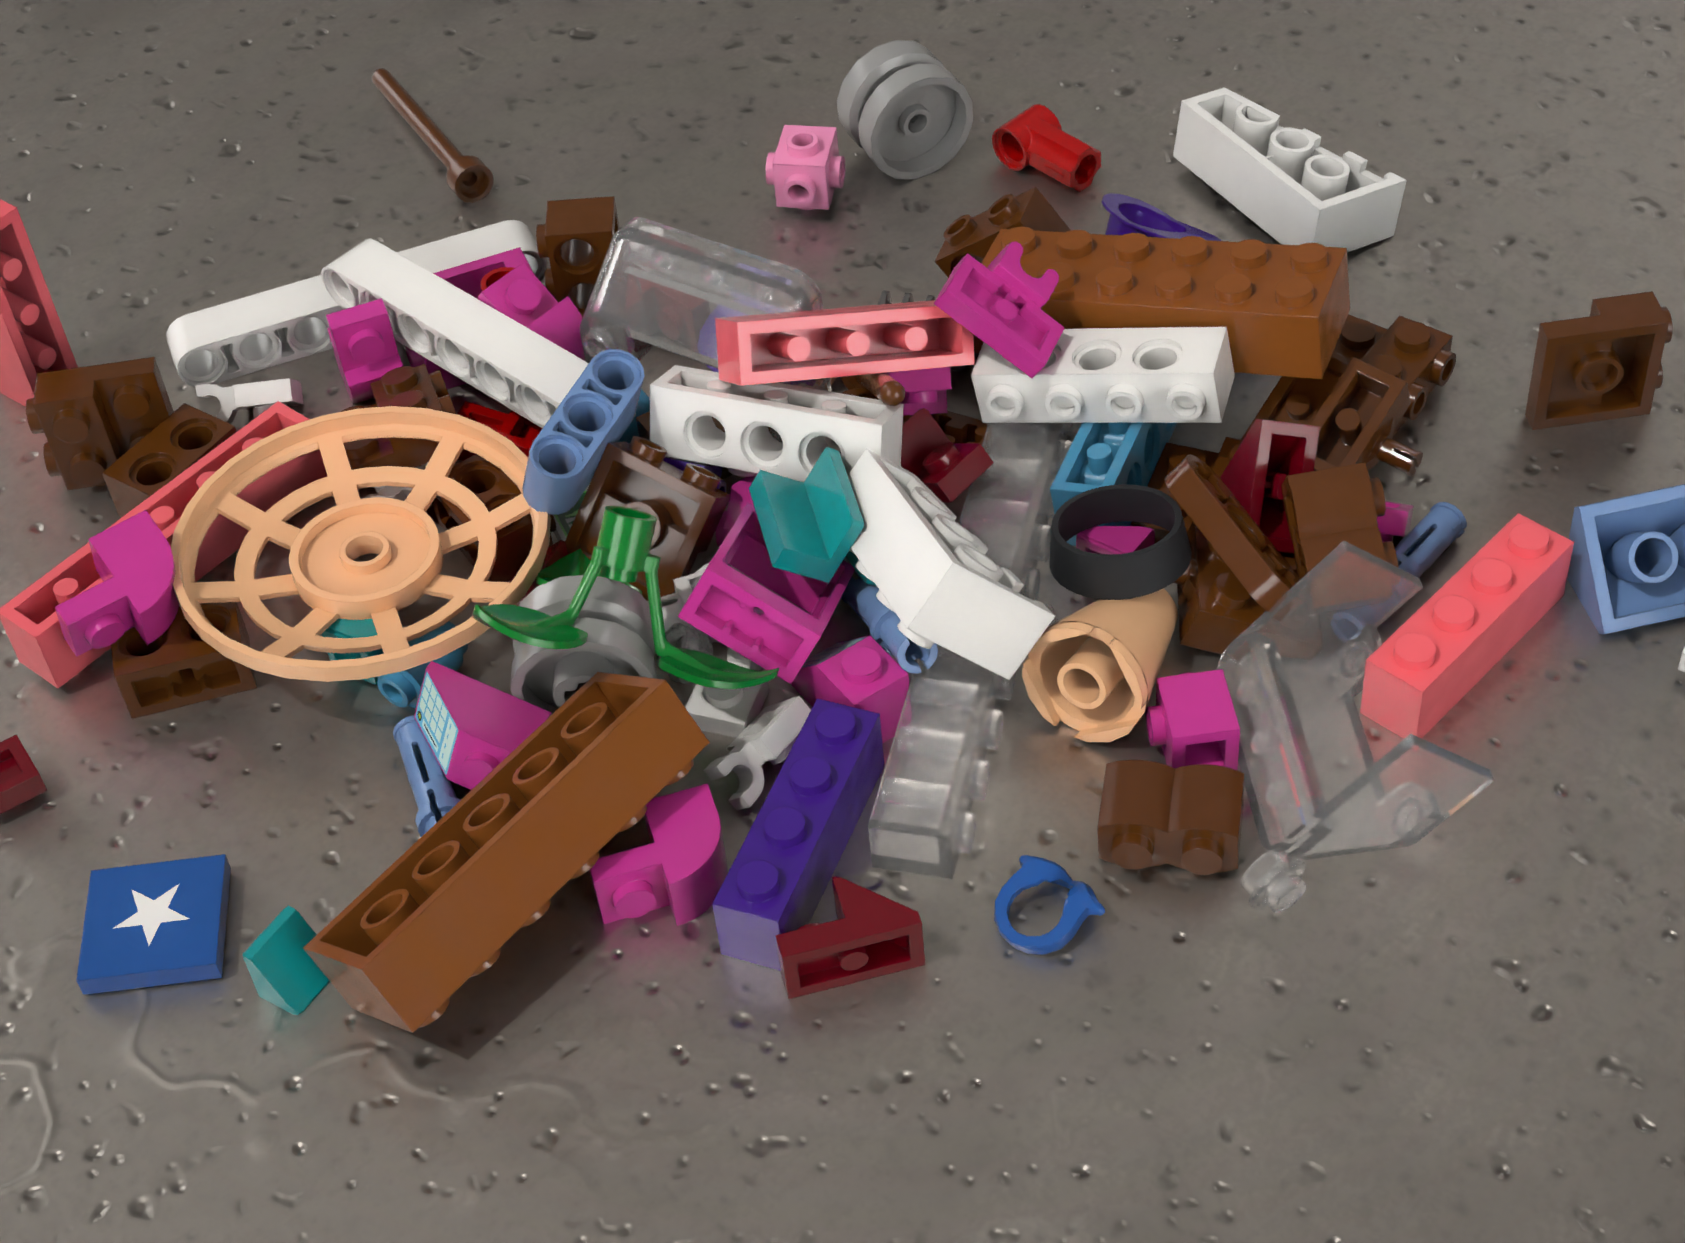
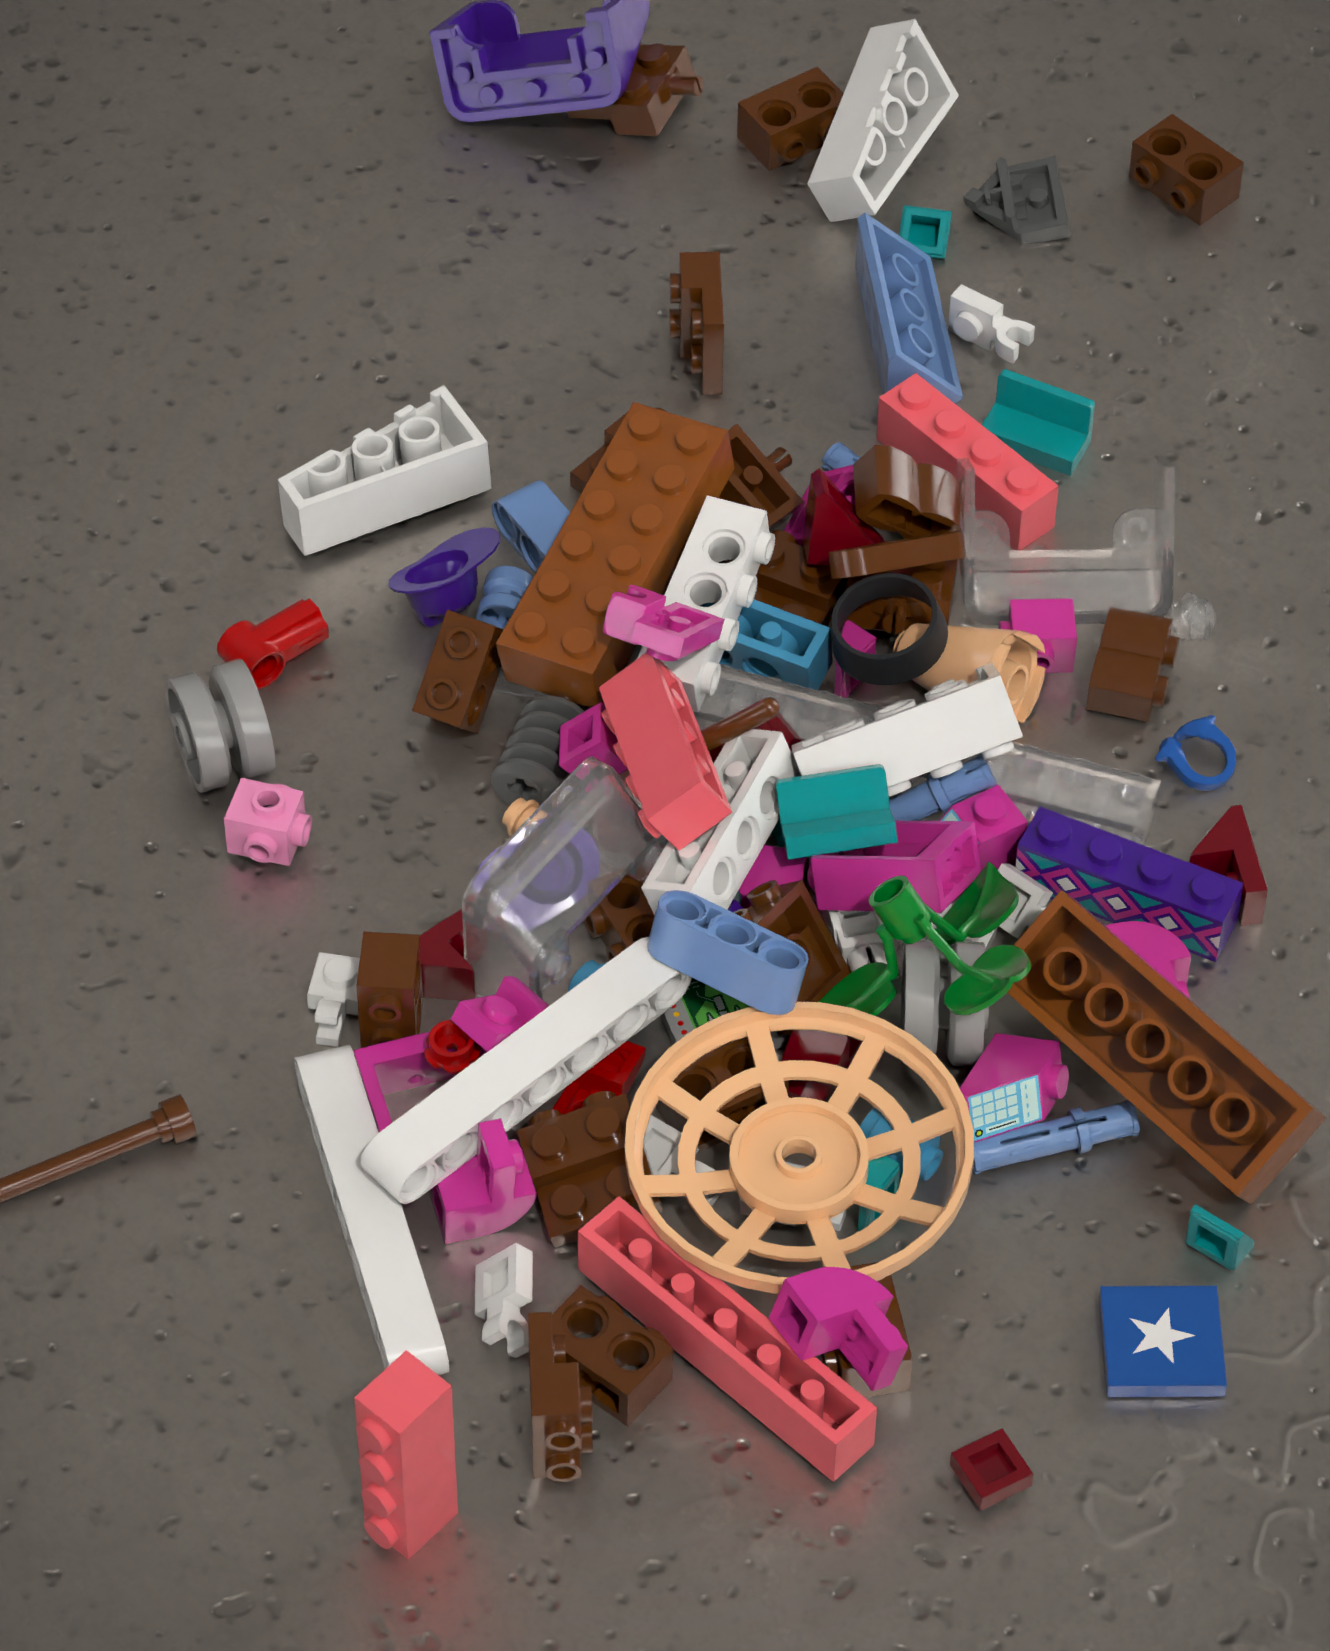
camera: 90 degrees left, 5 degrees up
(1563, 702) = (1041, 421): none -> teal panel

